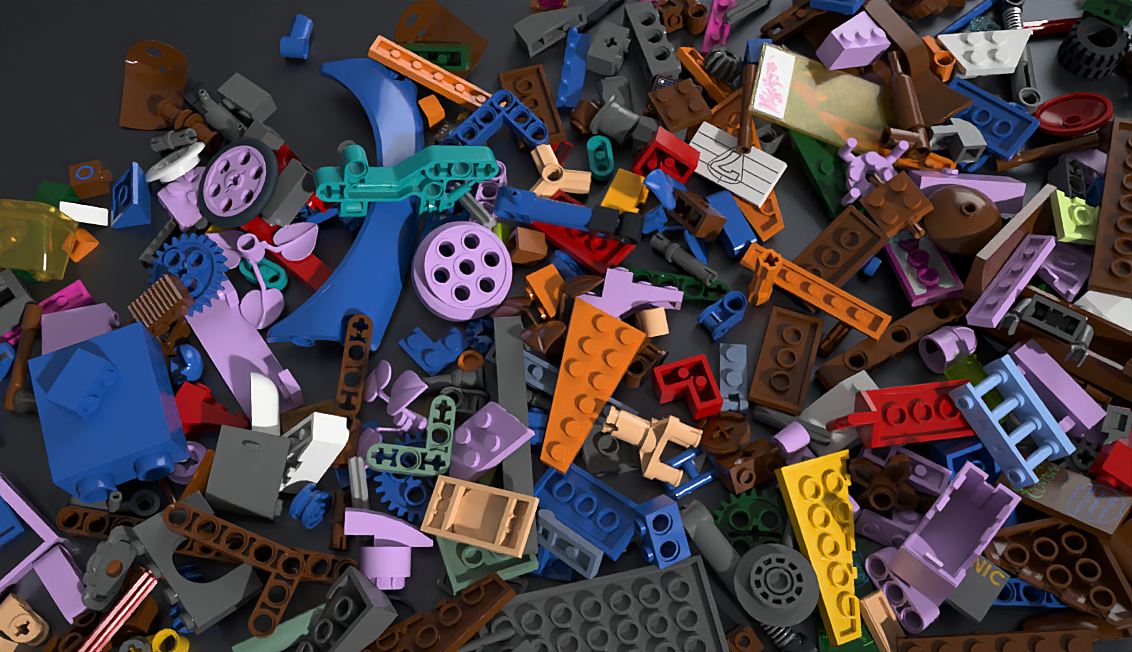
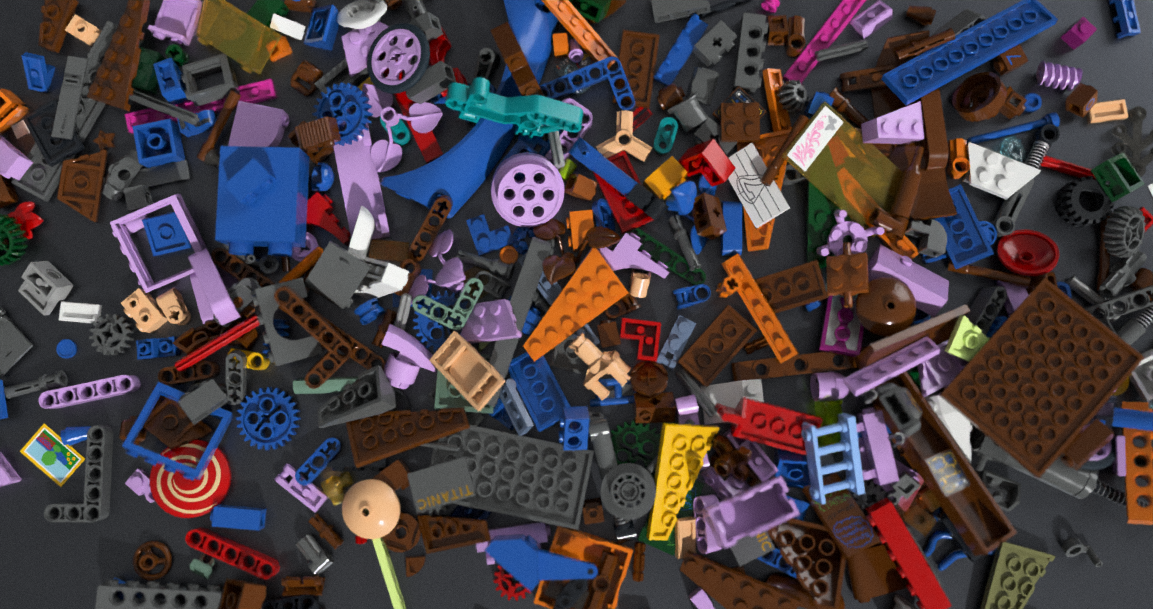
camera: 25 degrees right, 20 degrees up
(73, 558) = (213, 287): none -> lavender beam
(126, 254) = (310, 74): none -> reddish brown piece
(385, 125) = (516, 60): none -> reddish brown arch
(453, 111) = (575, 53): none -> lavender pin
(645, 400) = (608, 334): none -> reddish brown brick

